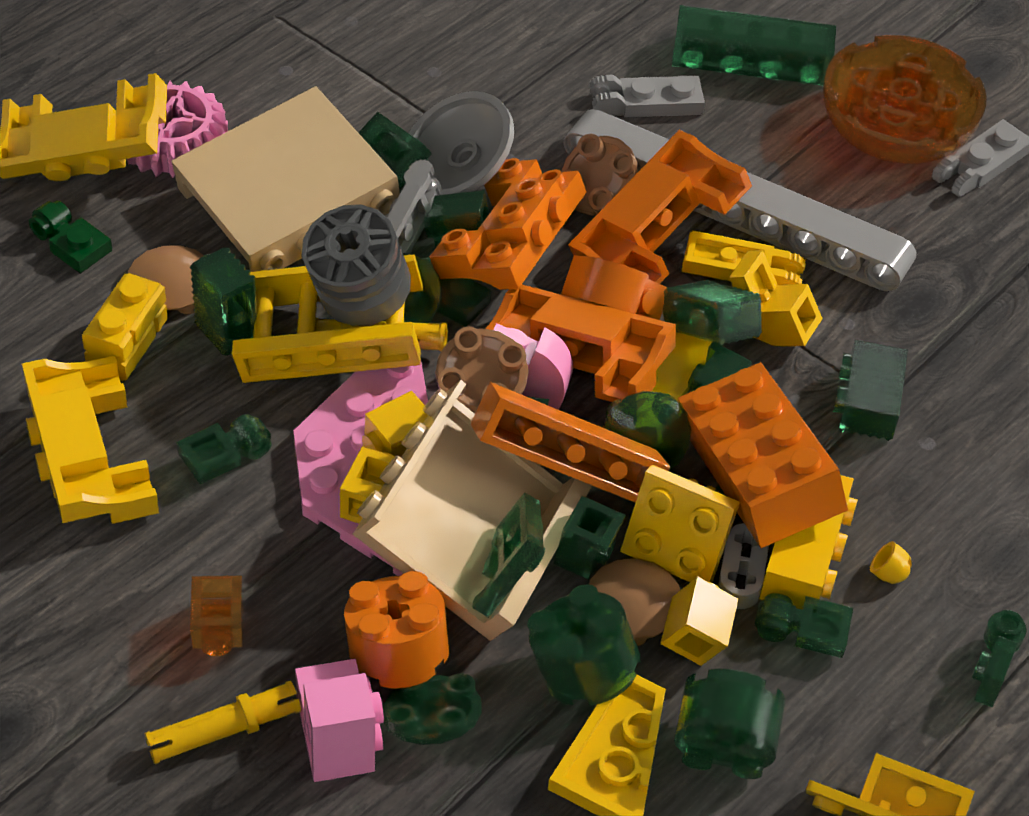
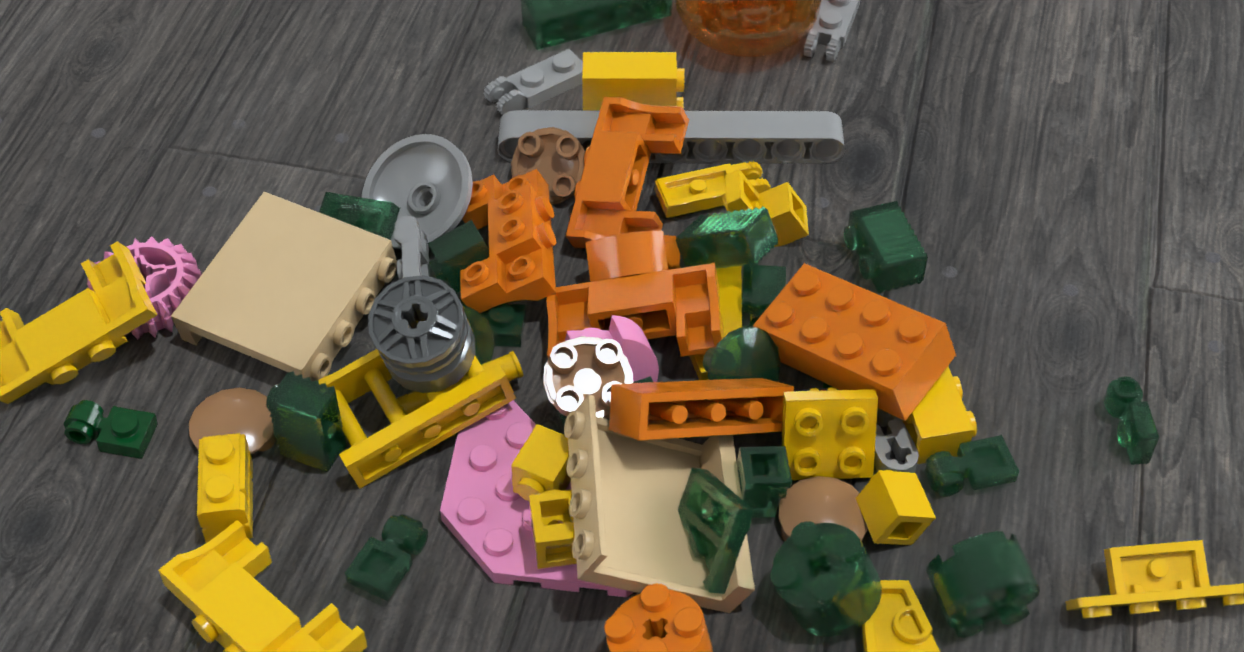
camera: 25 degrees left, 0 degrees up
(724, 126) = (636, 76): none -> yellow brick
(891, 563) = (998, 383): yellow hinge -> none

